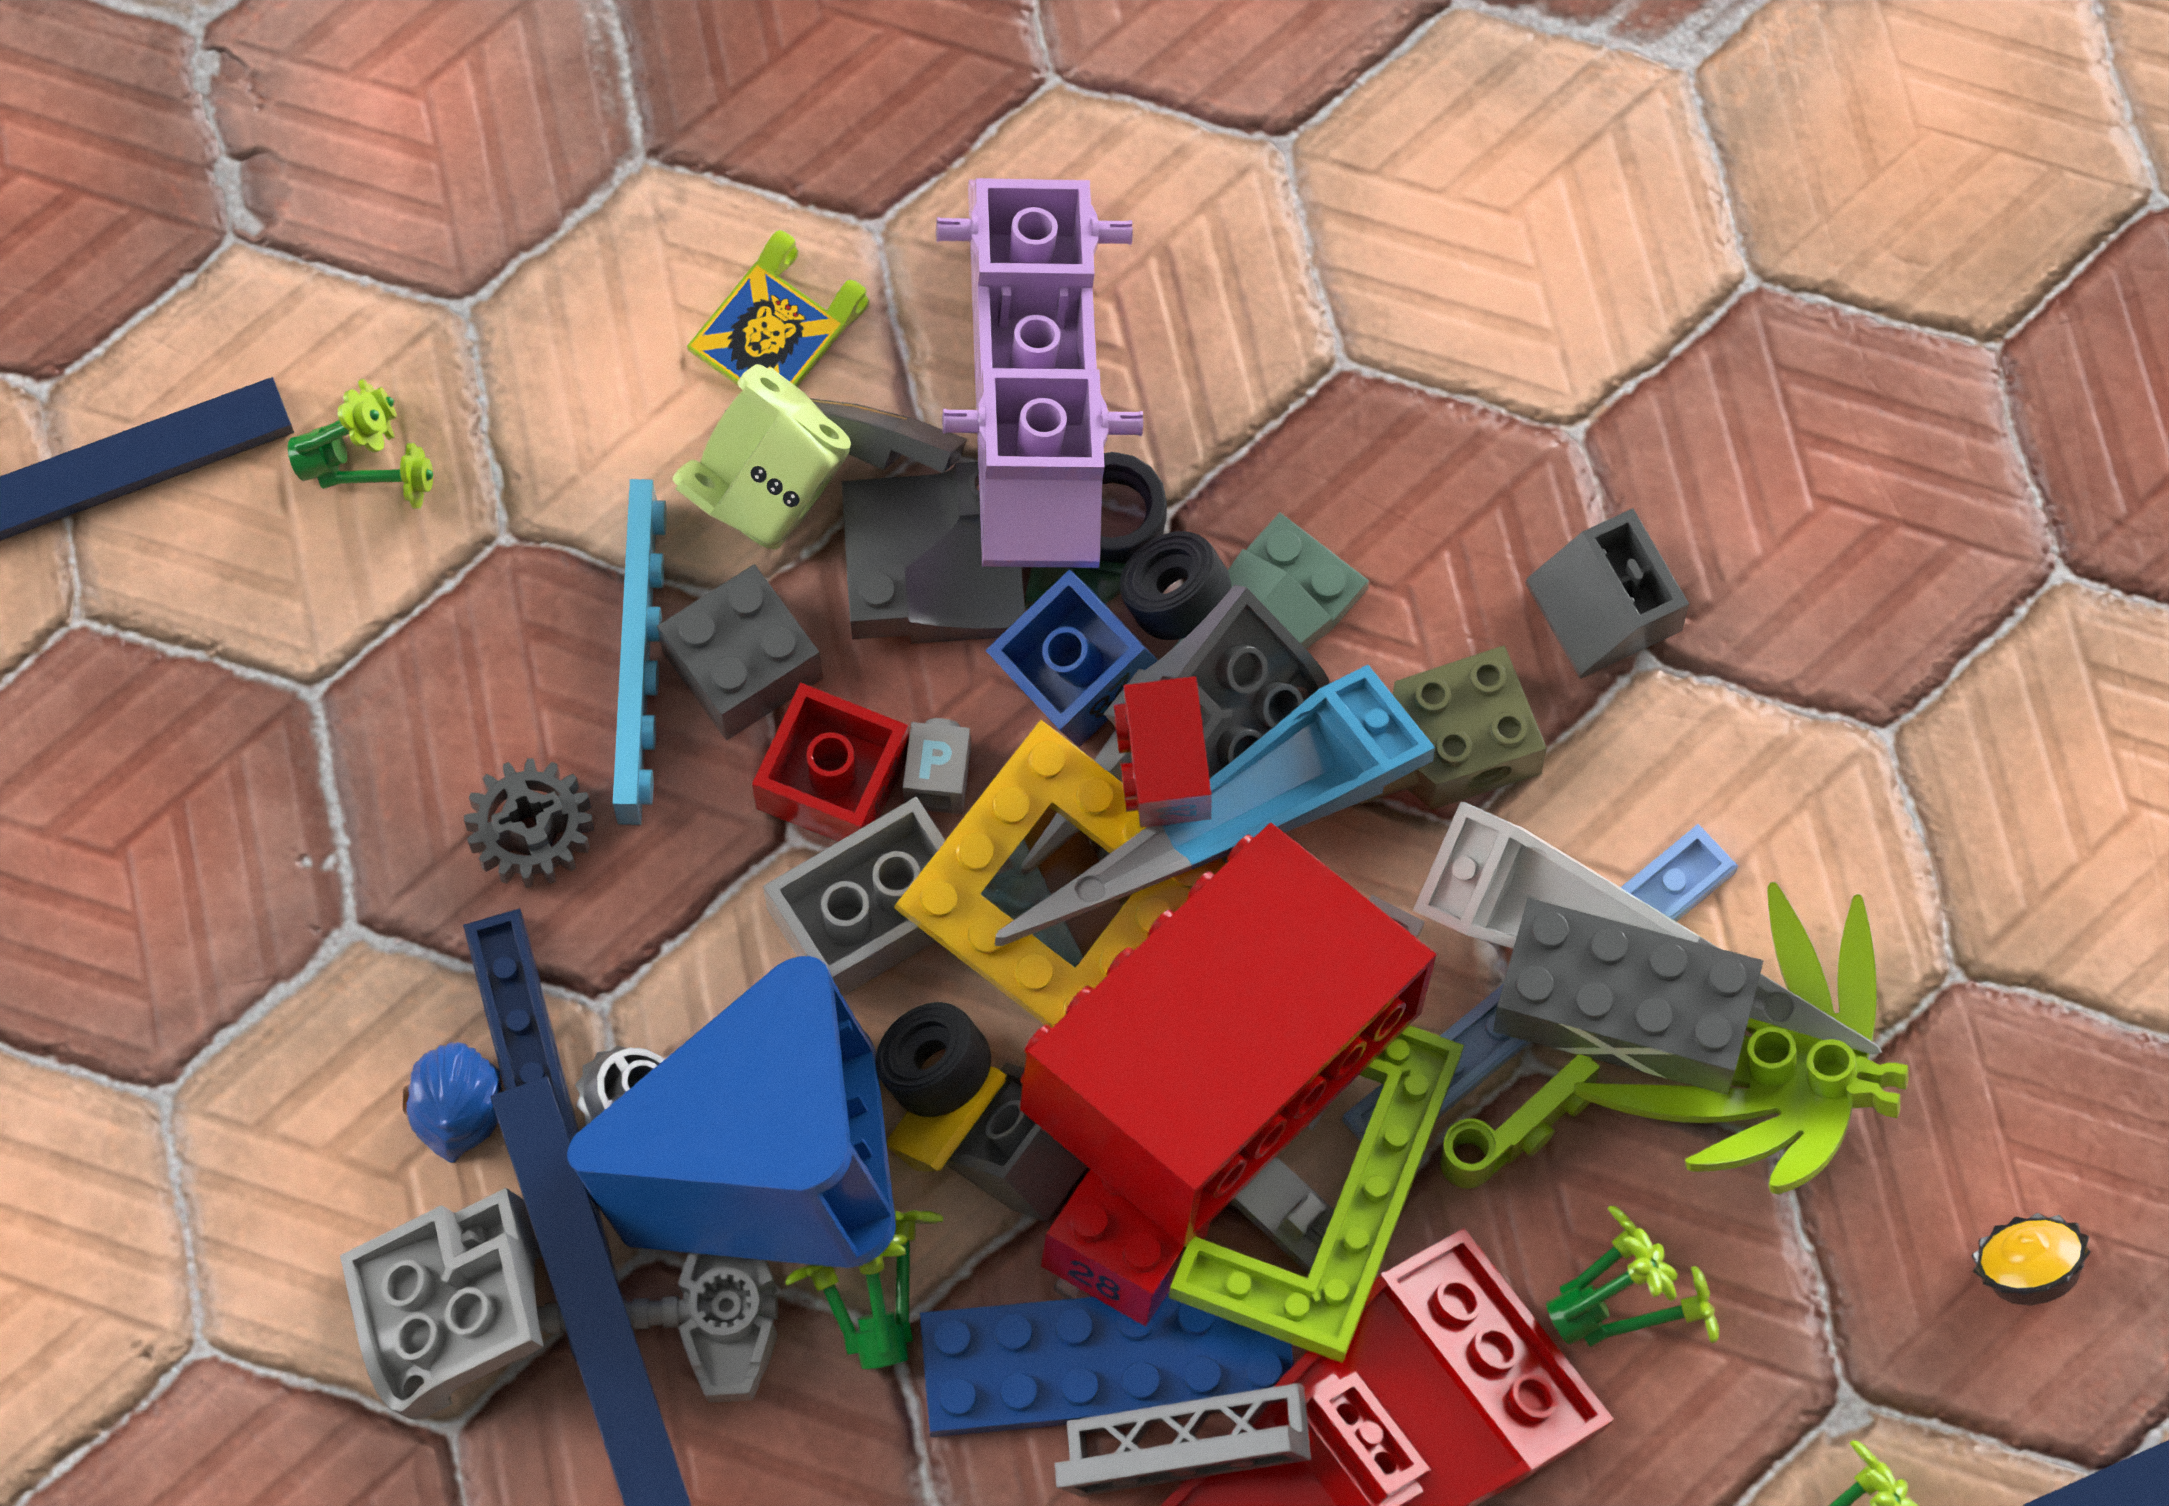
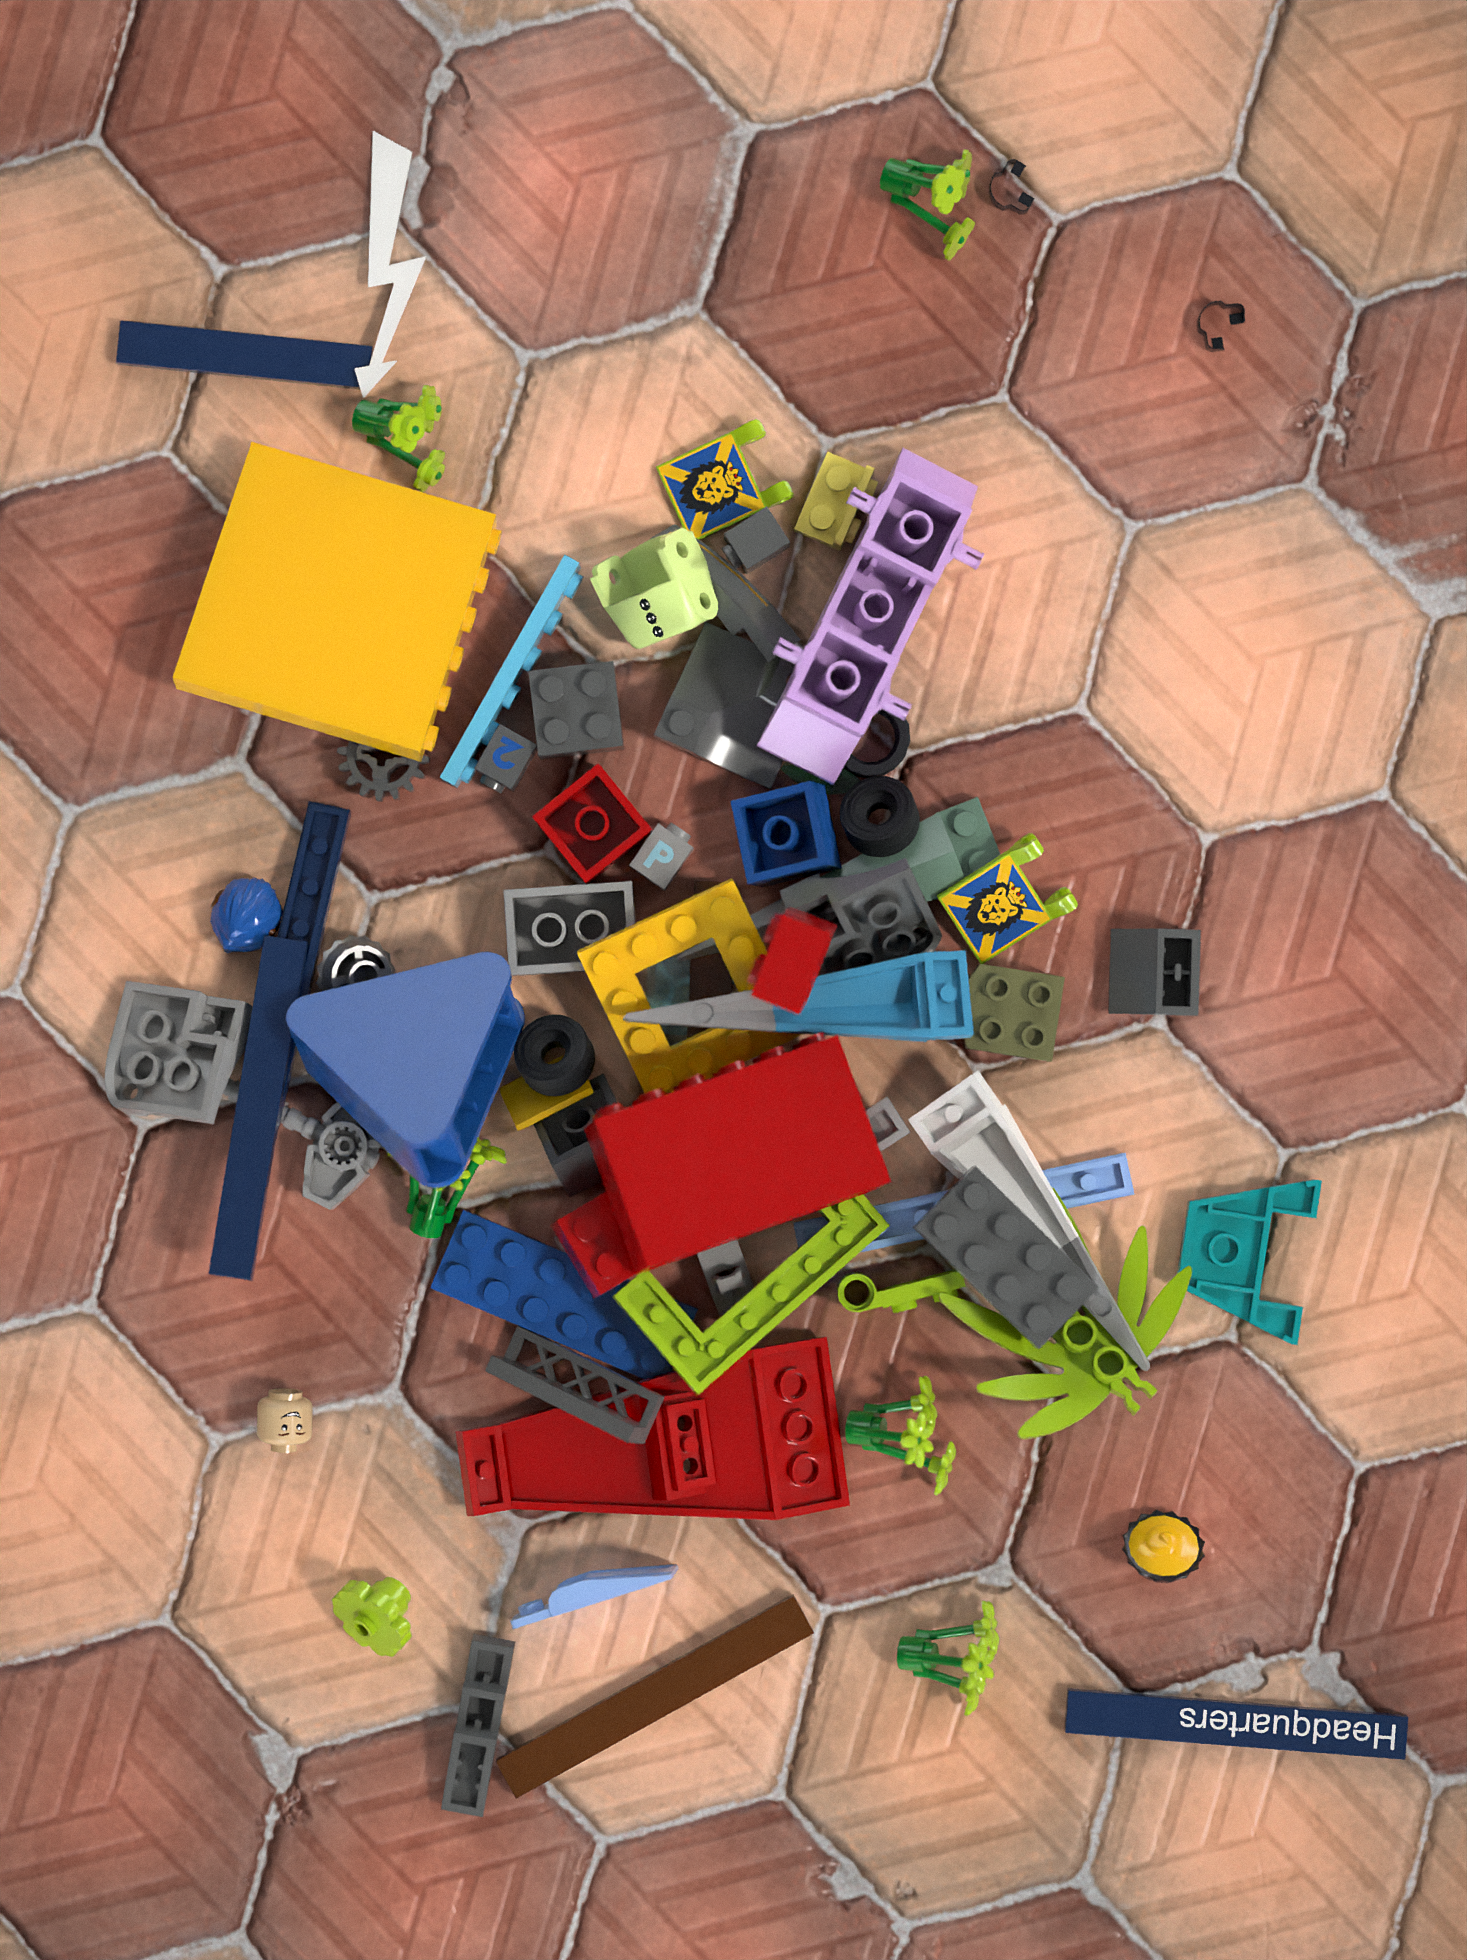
camera: 30 degrees right, 20 degrees up
(201, 204) = (388, 184): none -> white sticker
(379, 669) = (337, 602): none -> yellow brick
(683, 751) = (505, 760): none -> dark grey brick
(852, 360) = (755, 541): none -> dark grey brick
(922, 281) = (825, 512): none -> light yellow bracket
(1377, 612) = (999, 904): none -> flag
(1891, 859) = (1228, 1246): none -> teal wing

